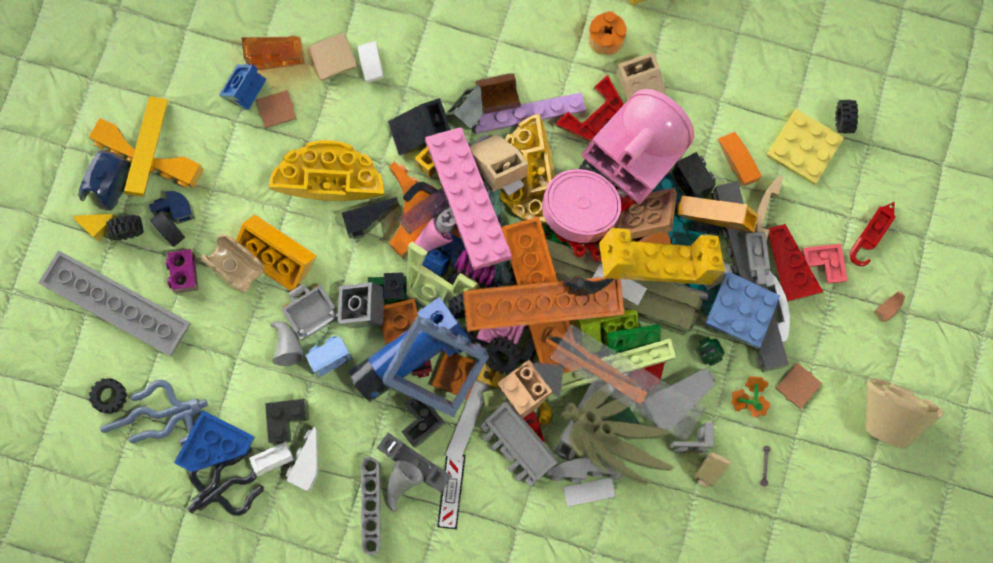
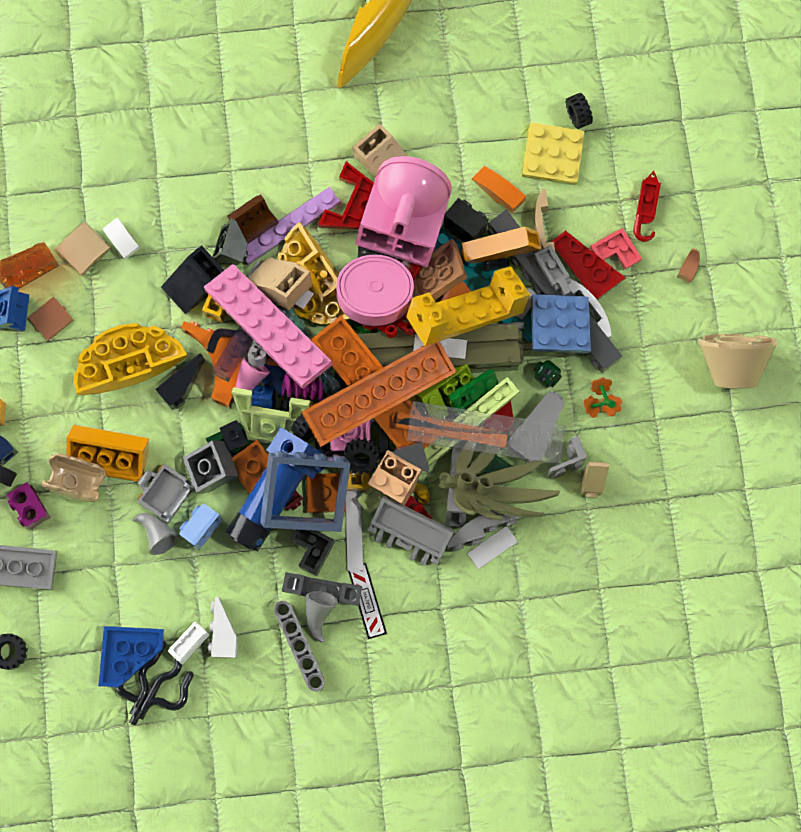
camera: 25 degrees left, 0 degrees up
(184, 410) = (82, 635): sand blue plant -> none
(279, 417) = (179, 599): pearl dark grey brick -> none
(583, 287) = (409, 362): black bar -> none
(615, 33) = (338, 125): orange brick -> none
(764, 482) = (645, 471): hinge -> none
(798, 385) = (639, 371): nougat piece -> none

